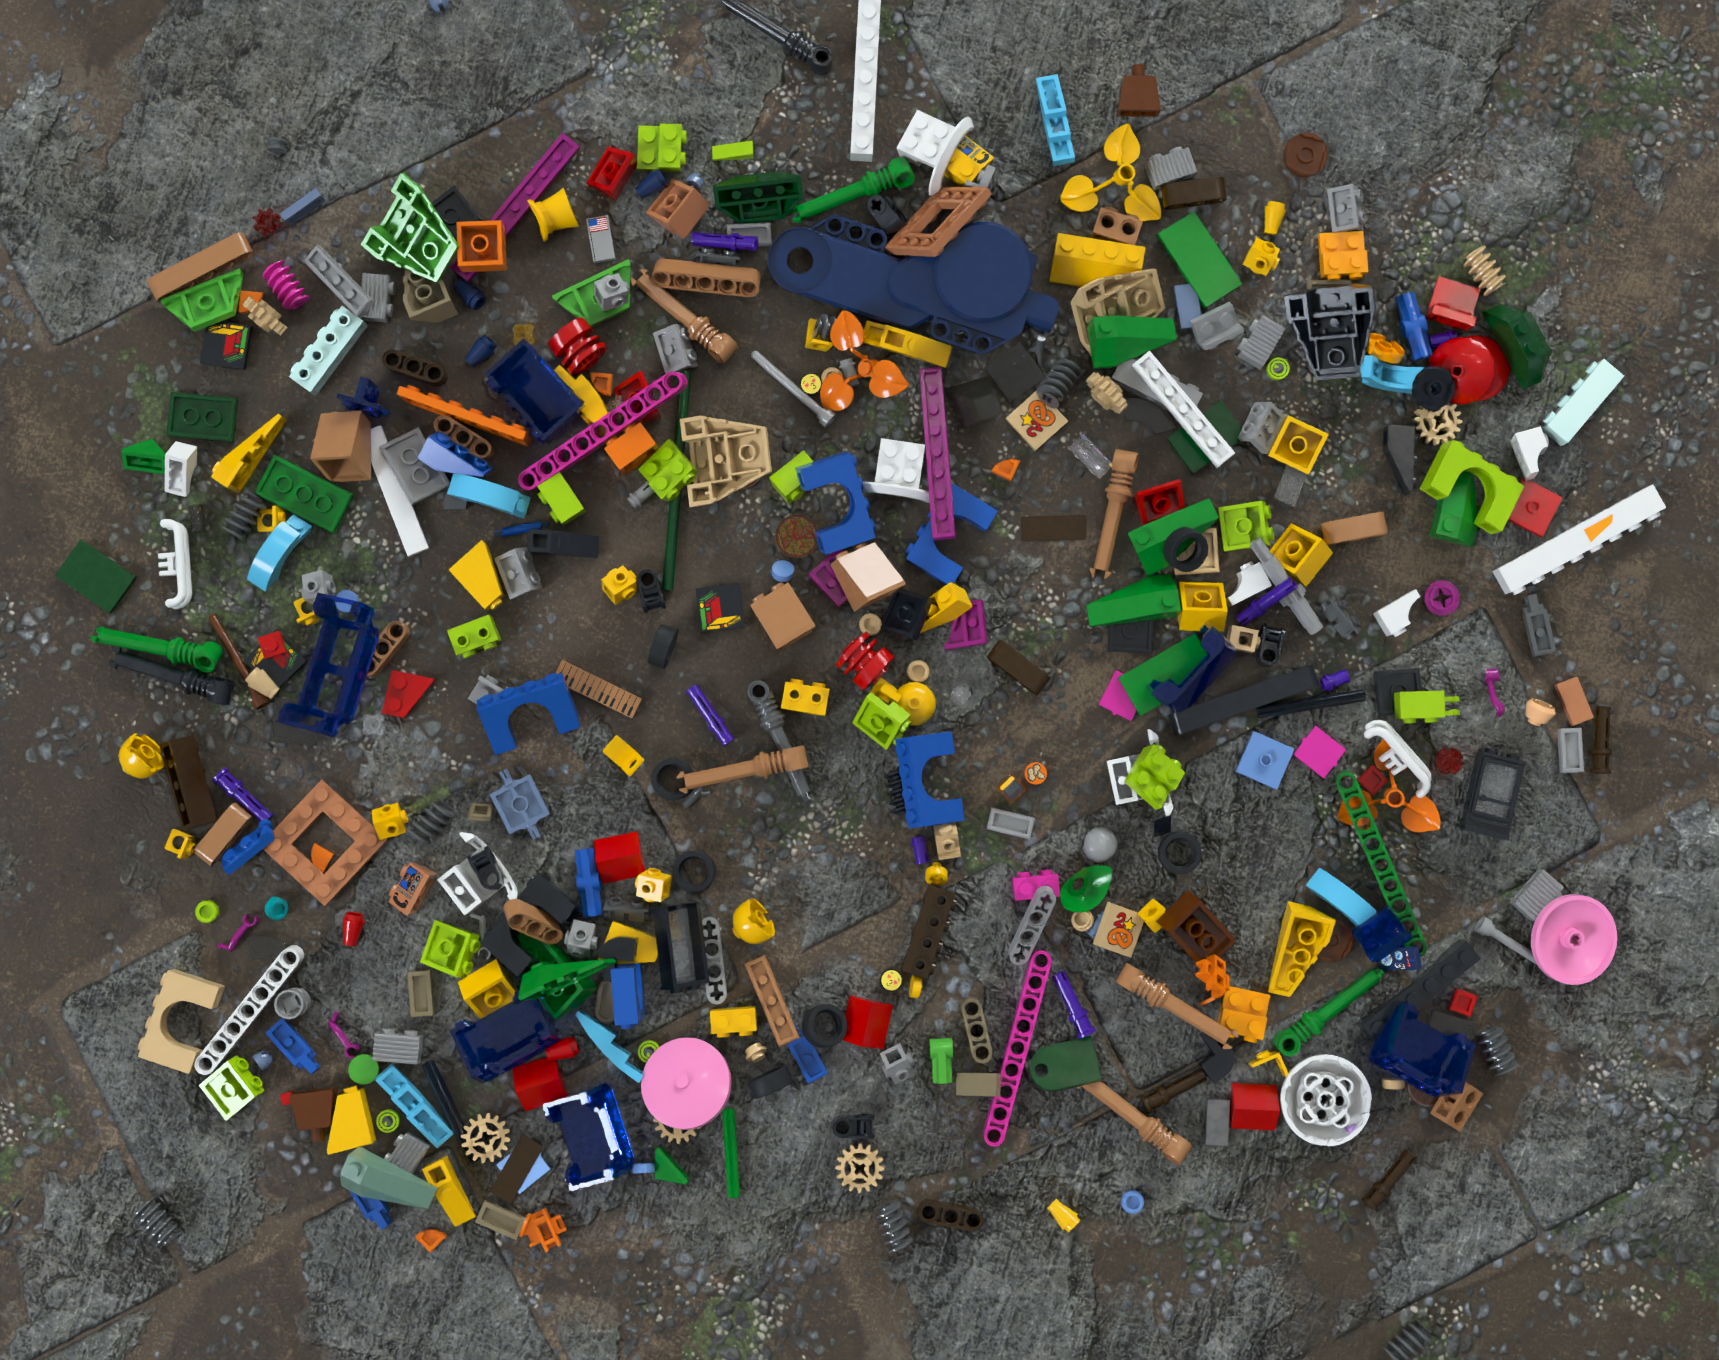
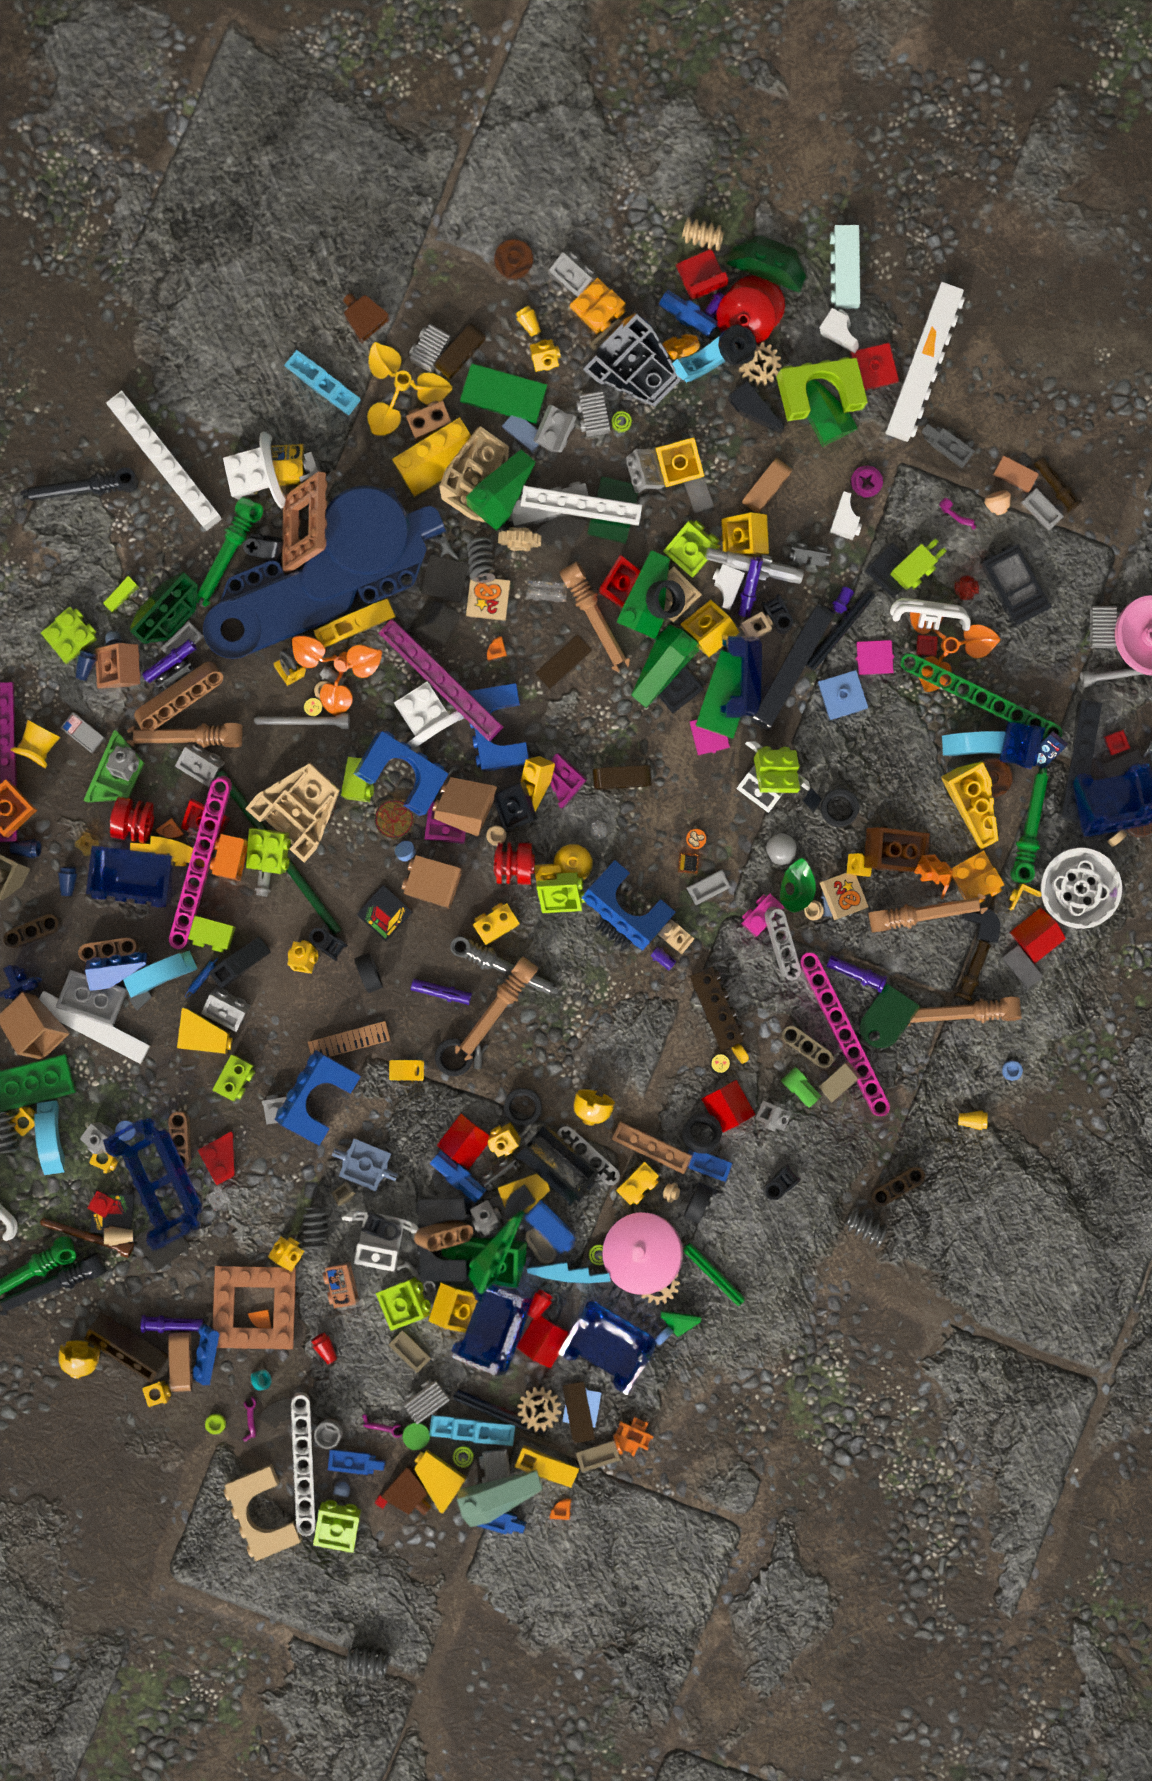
camera: 30 degrees left, 0 degrees up
(472, 417) = (102, 931): orange plate -> none
(612, 172) = (50, 680): red slope -> none
(866, 1160) = (809, 1216): tan gear -> none
(918, 671) = (556, 839): tan tile -> none
(936, 874) = (688, 965): yellow tile -> none

